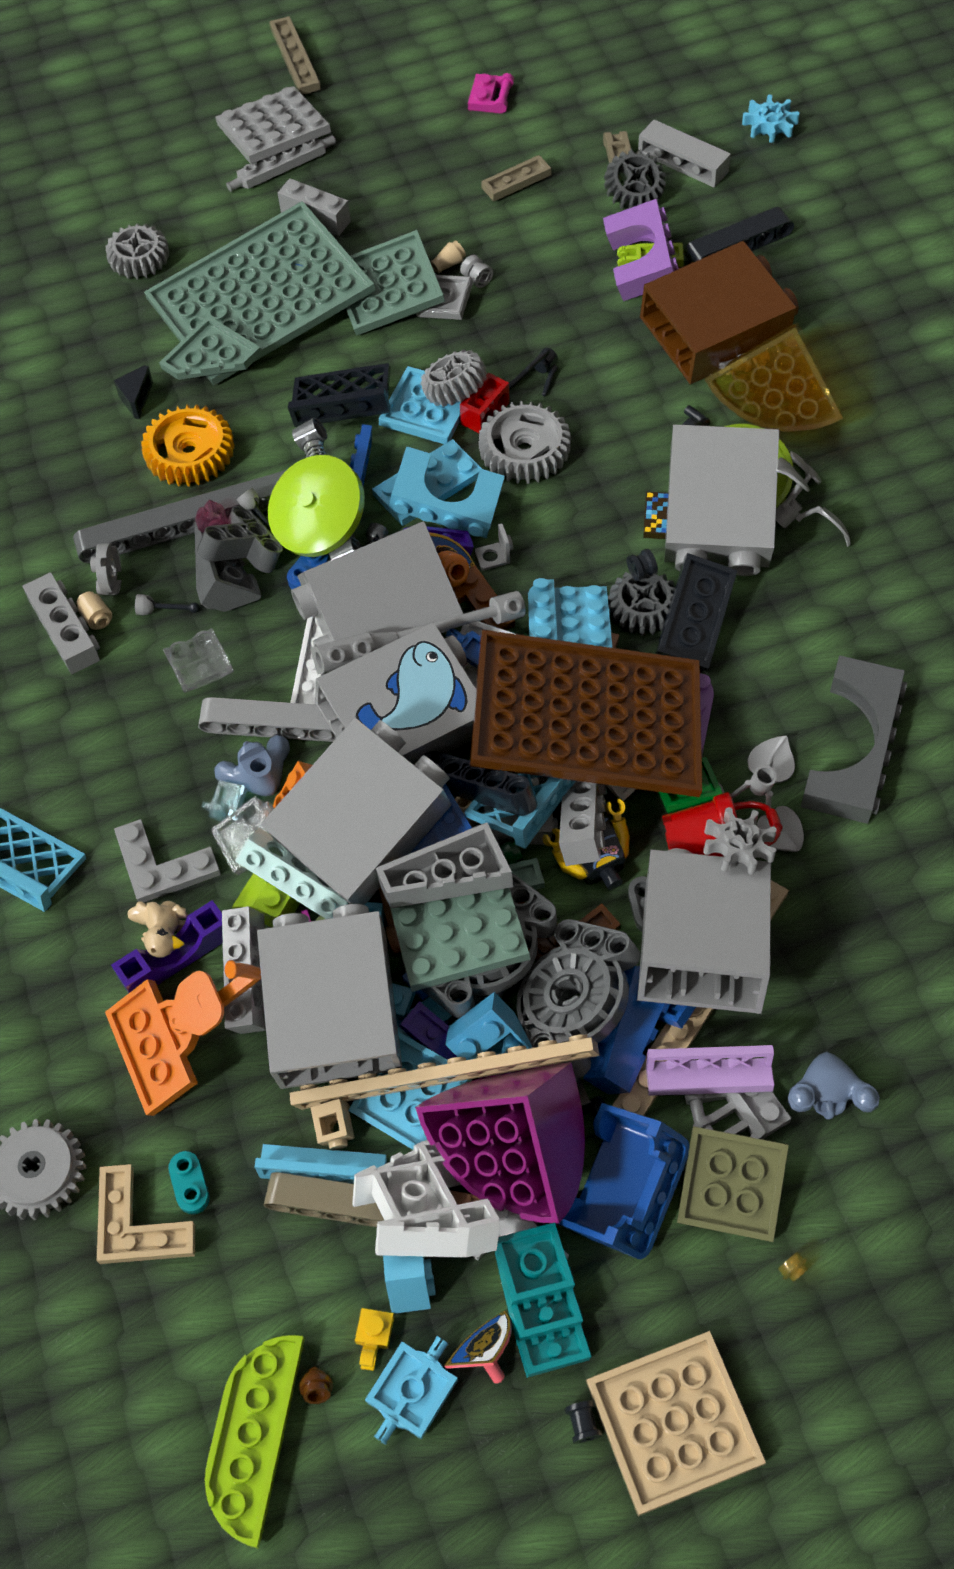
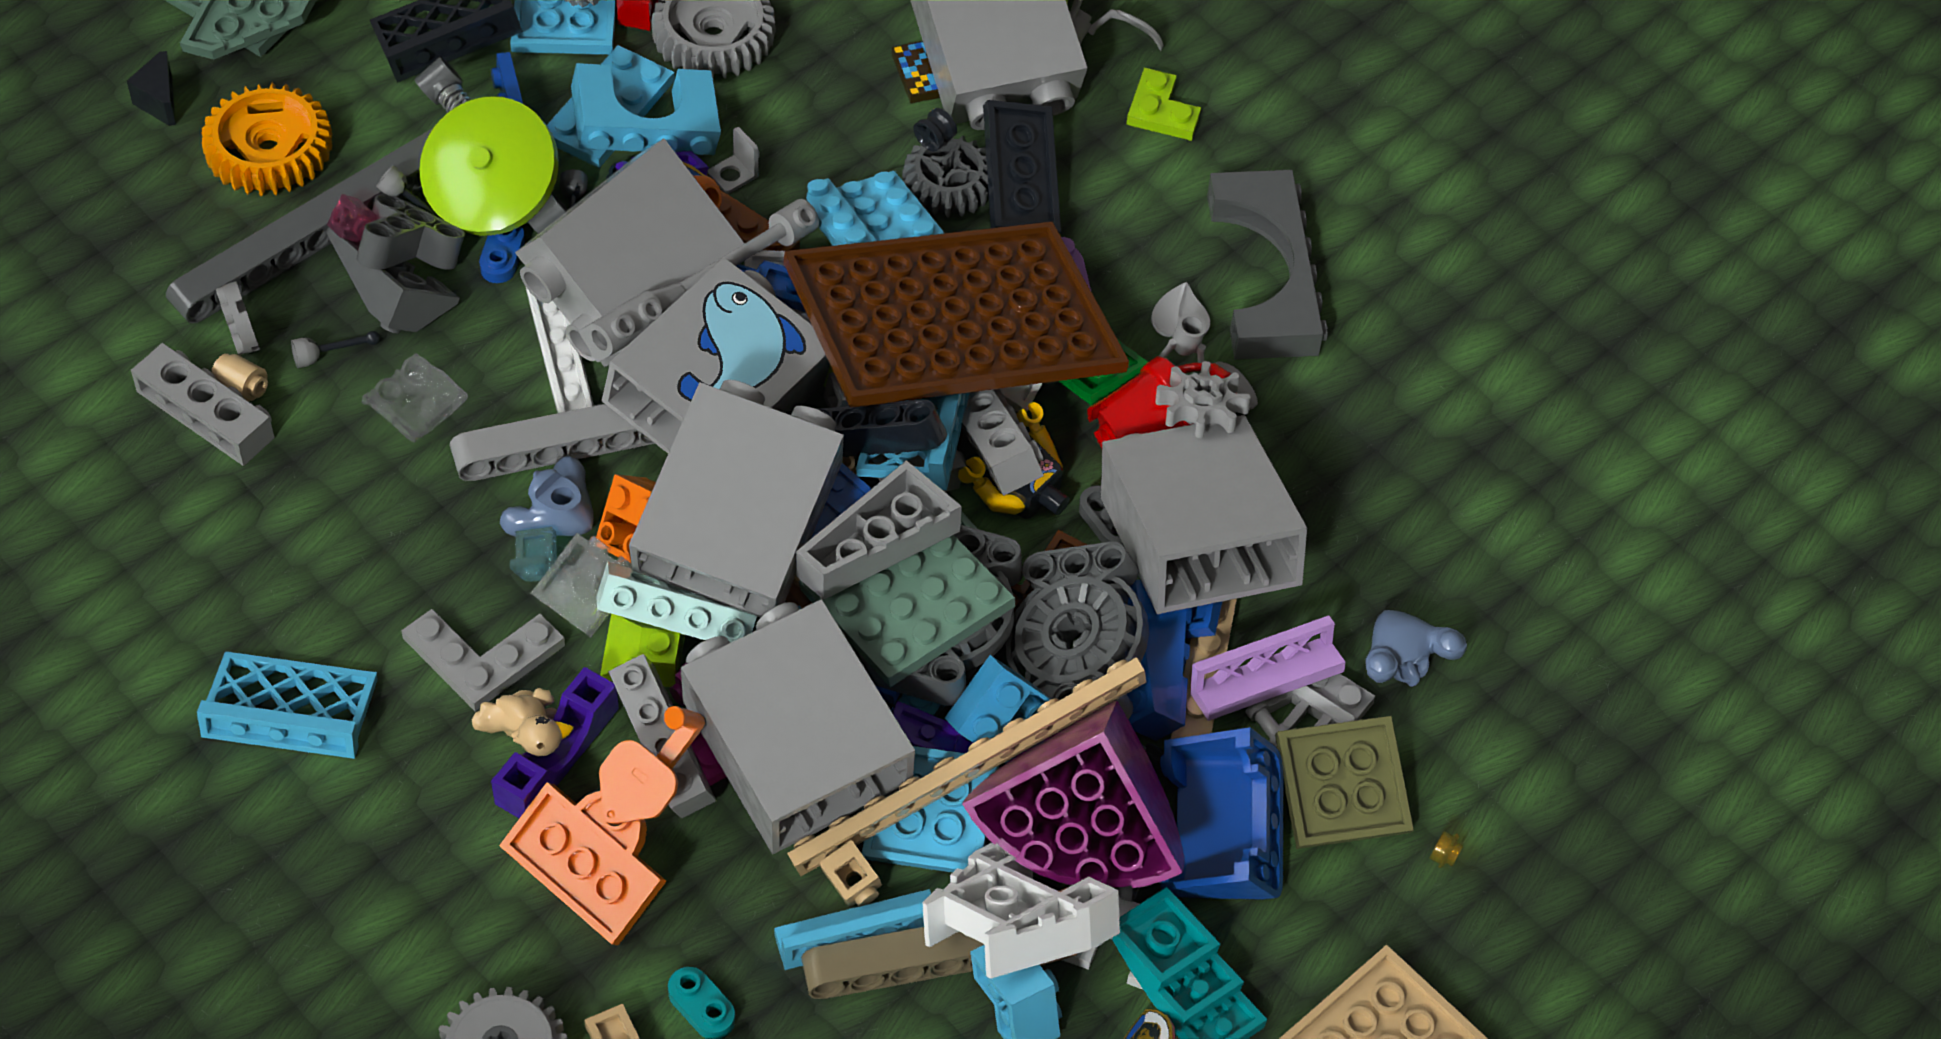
camera: 30 degrees left, 5 degrees down
(823, 593) = (1156, 112): none -> lime plate

